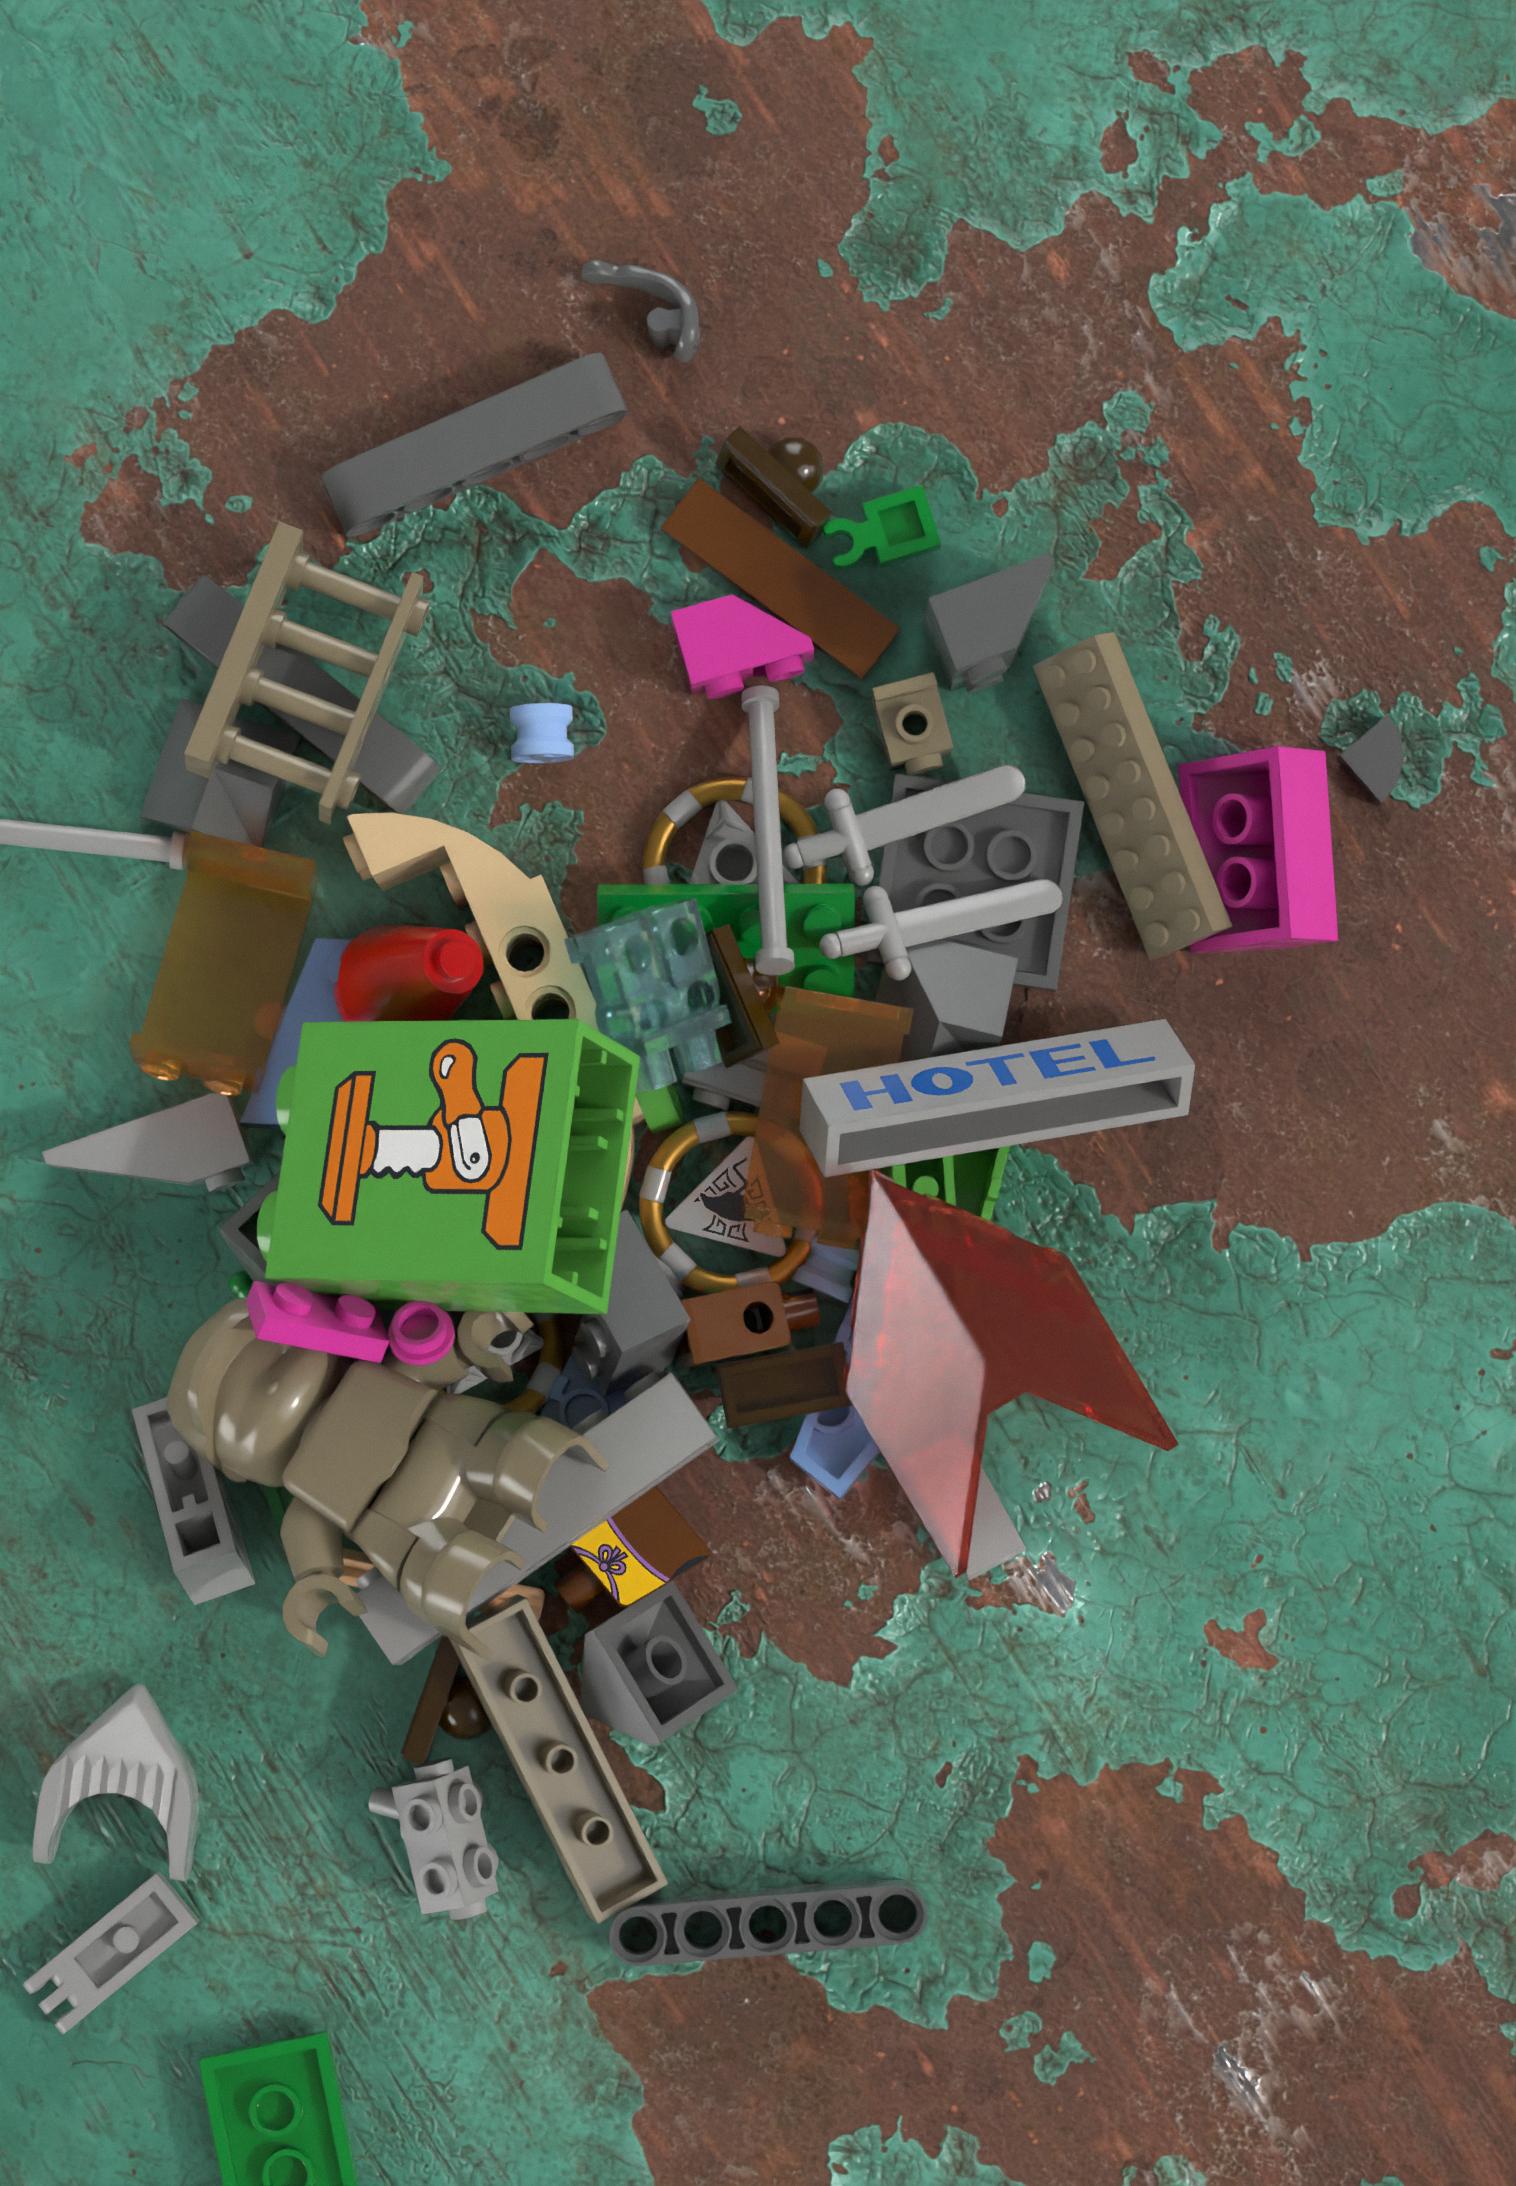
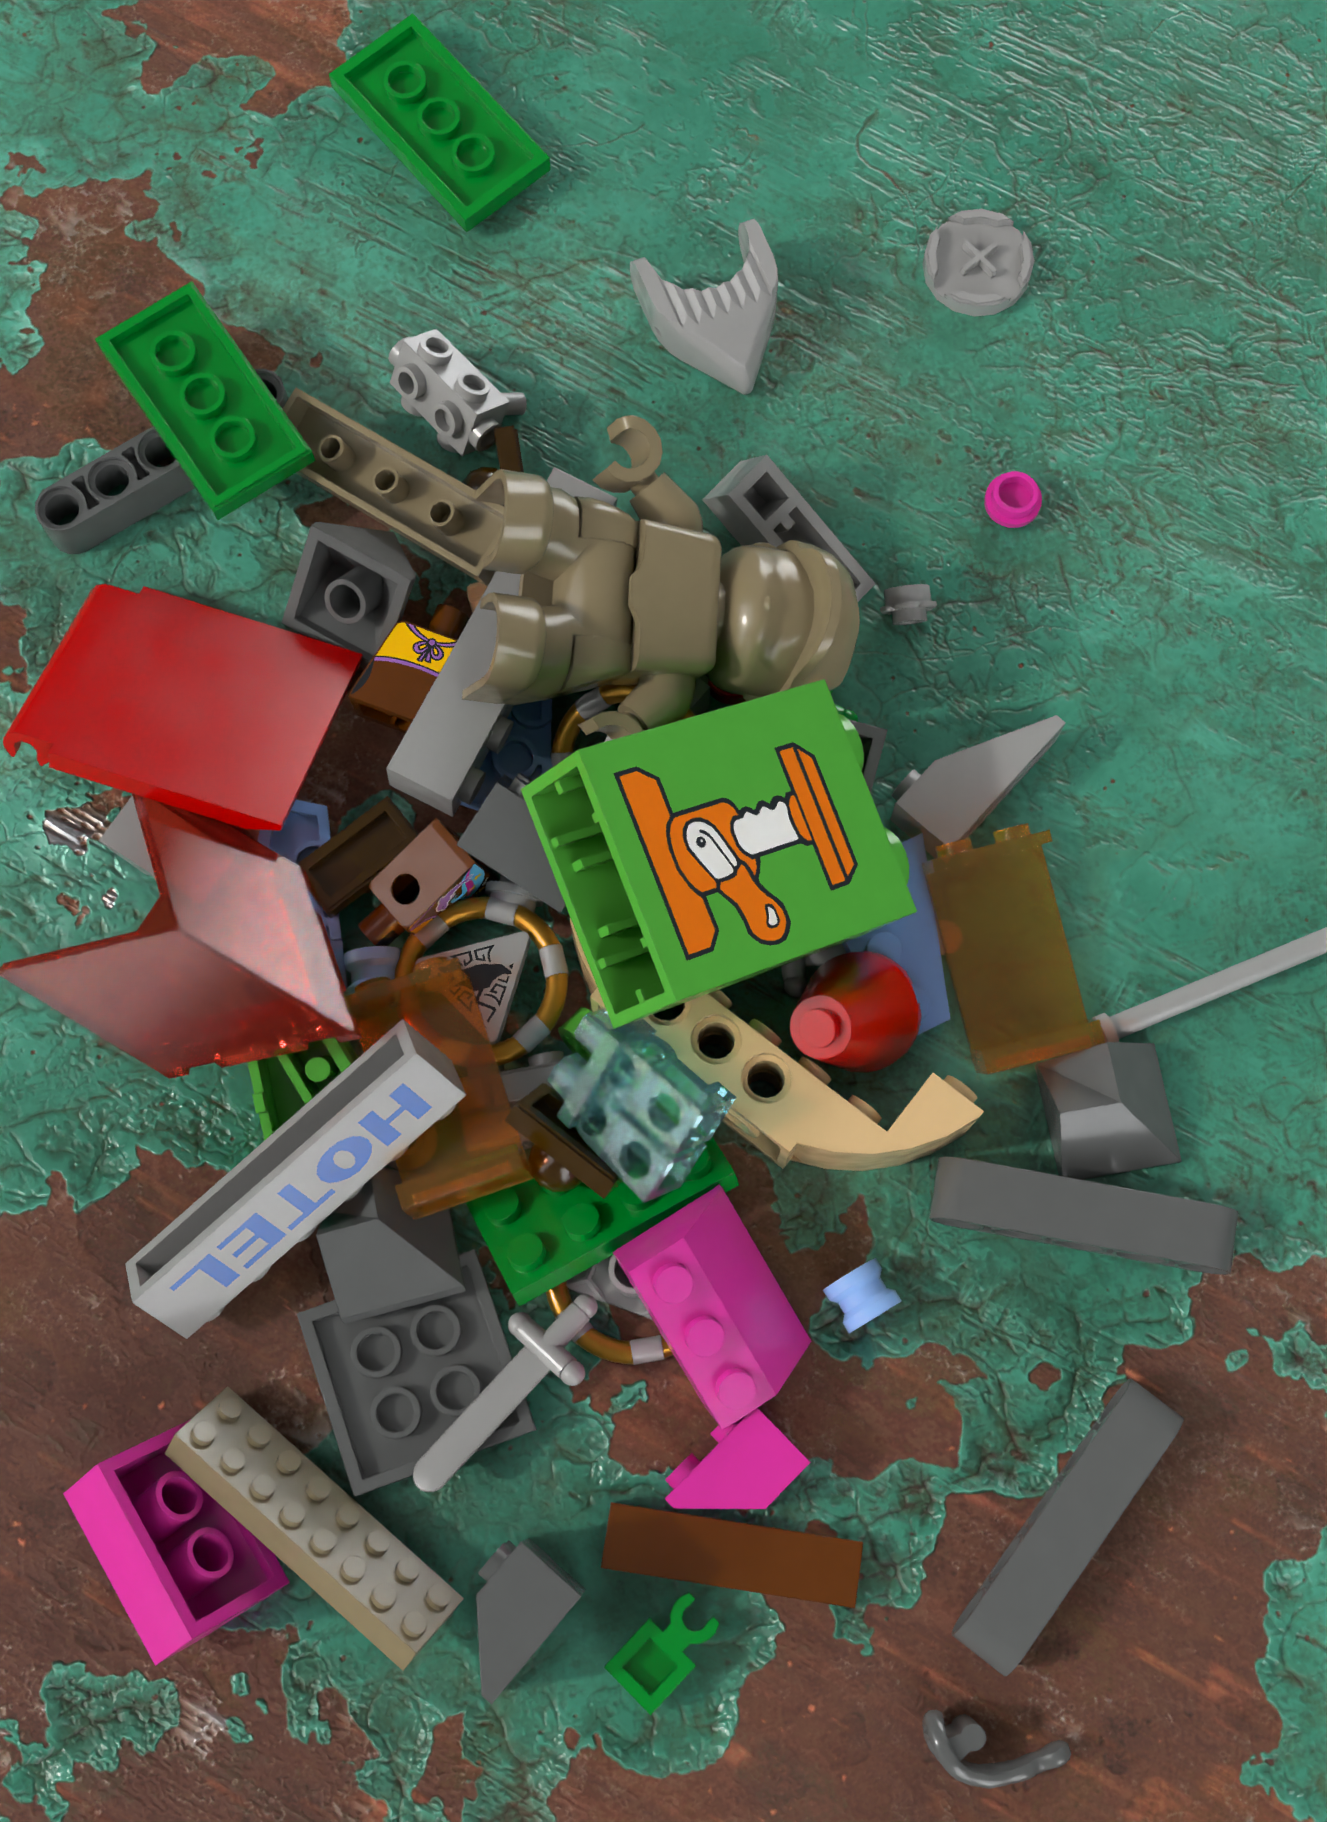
camera: 155 degrees right, 10 degrees down
(114, 1366) = (908, 603): none -> light grey plate
(114, 1950) = (656, 201): light grey hinge -> none
(266, 625) = (1153, 1247): dark tan fence -> none
(317, 1321) = (763, 668): dark pink plate -> none
(421, 1333) = (669, 702): dark pink plate -> none
(677, 788) = (716, 1305): none -> dark pink slope
(697, 1952) = (205, 400): none -> green tile
(774, 956) = (687, 1427): light grey bar -> none
(779, 481) = (781, 1646): dark brown tile -> none
(873, 1631) = (185, 705): none -> red piece
(908, 697) = (568, 1488): dark tan brick -> none
(936, 921) = (458, 1282): light grey sword -> none
(1376, 759) = (109, 1688): dark grey tile -> none

